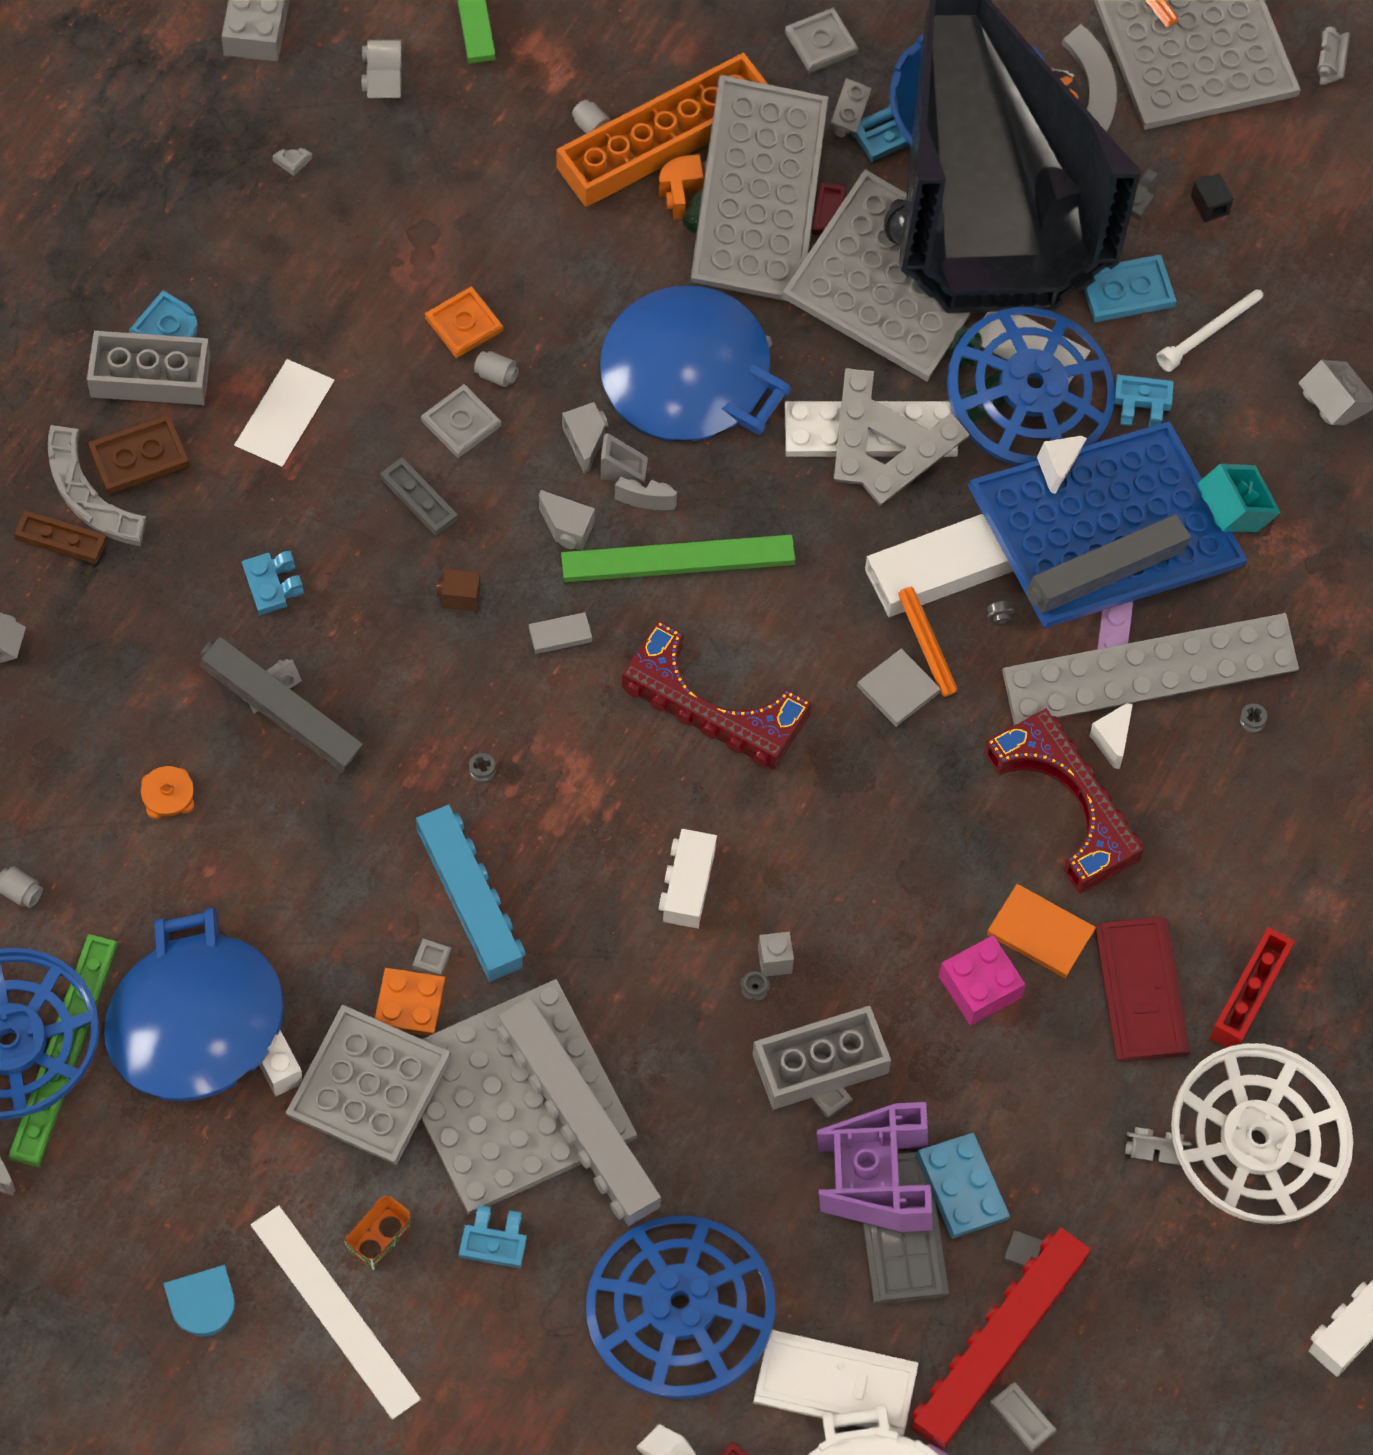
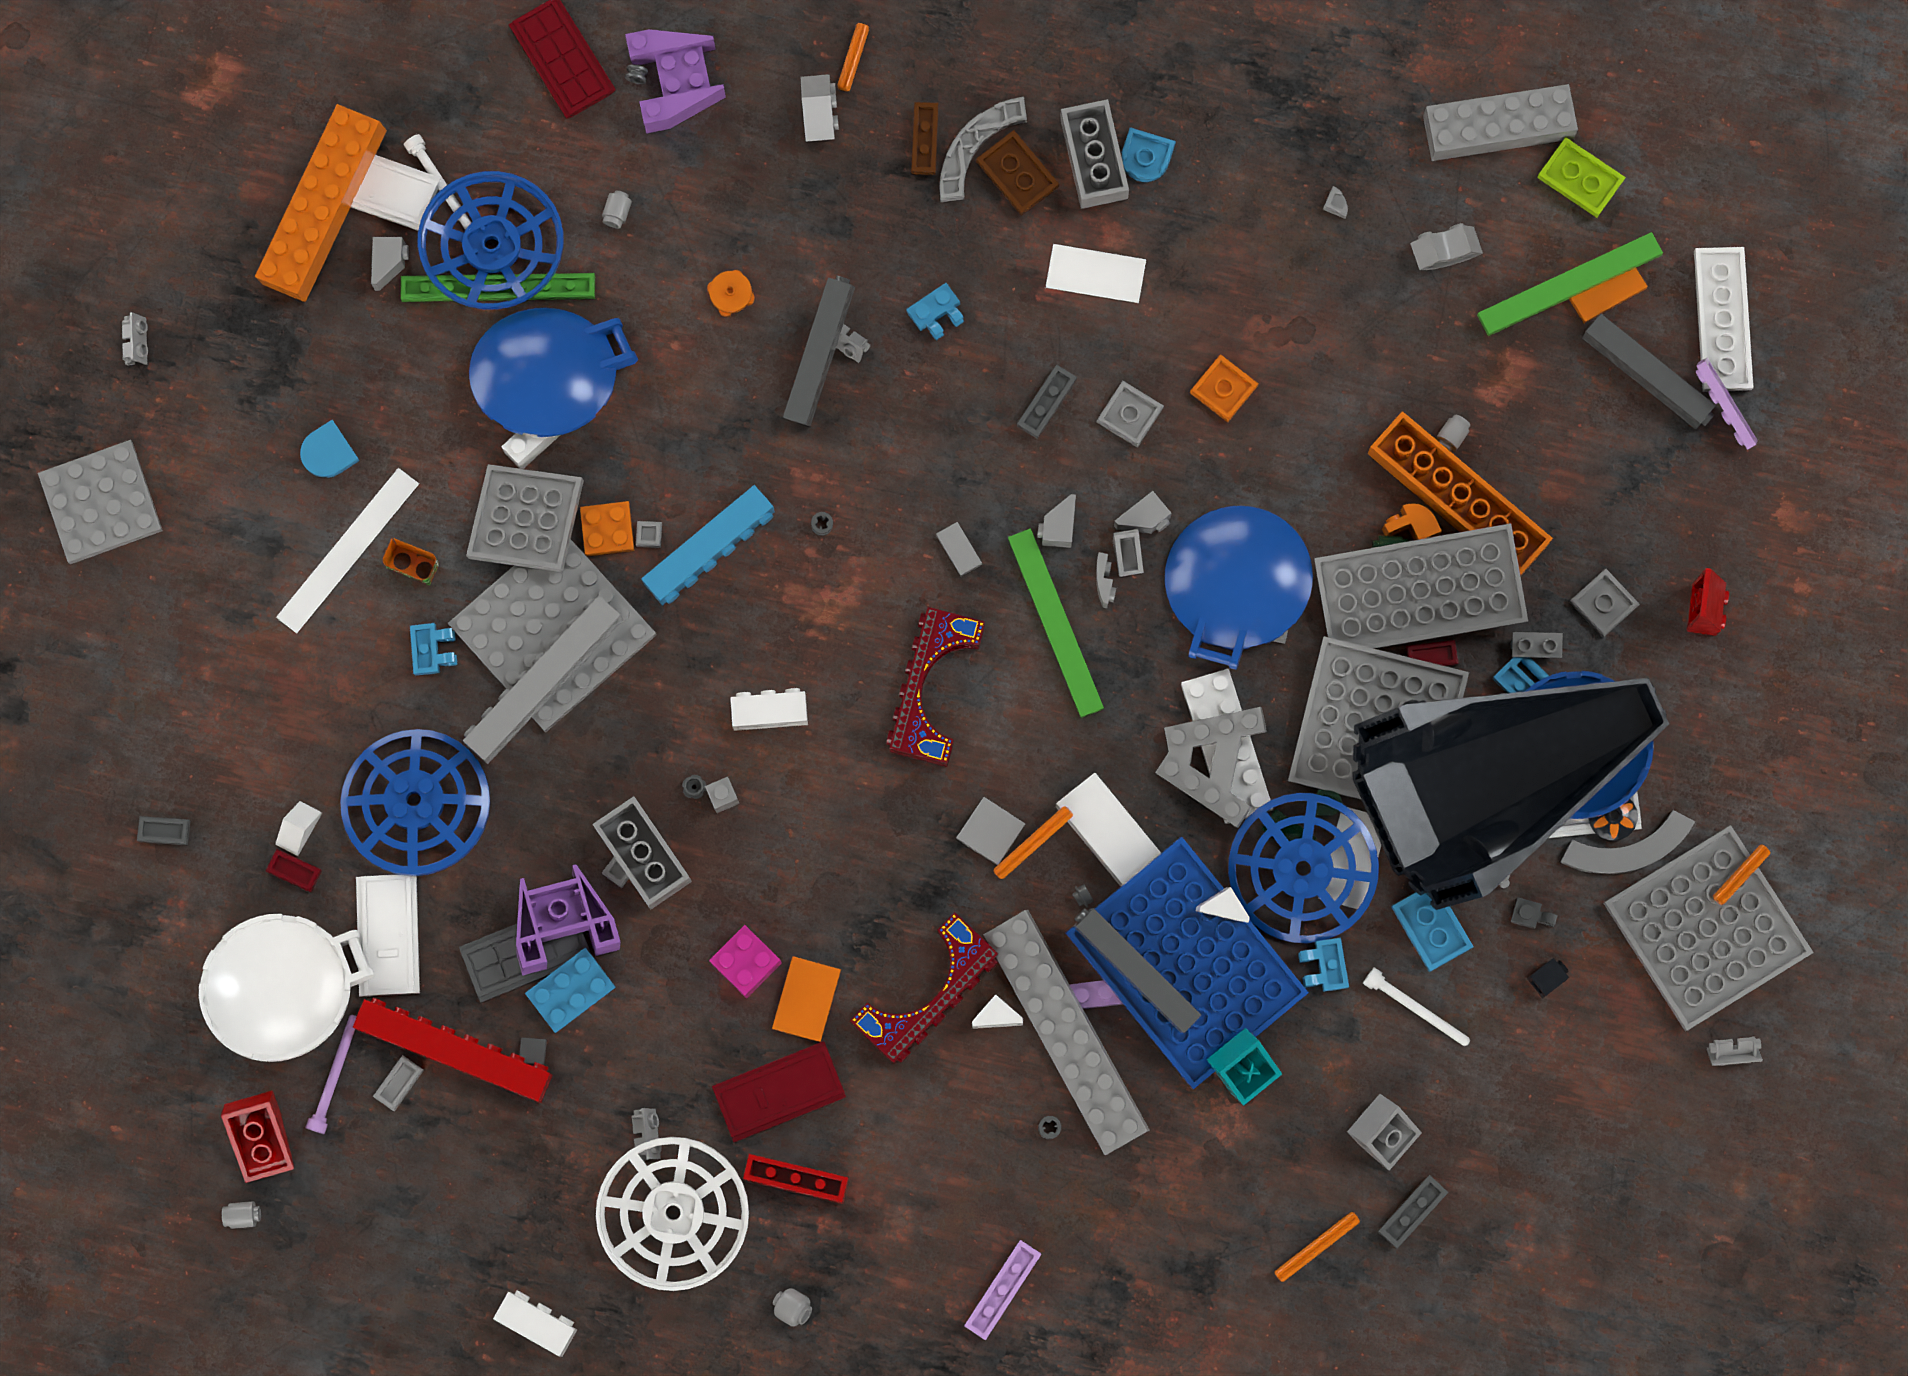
camera: 80 degrees right, 15 degrees up
(459, 589) = (971, 458): reddish brown brick -> none
(496, 368) = (1185, 426): light grey brick -> none

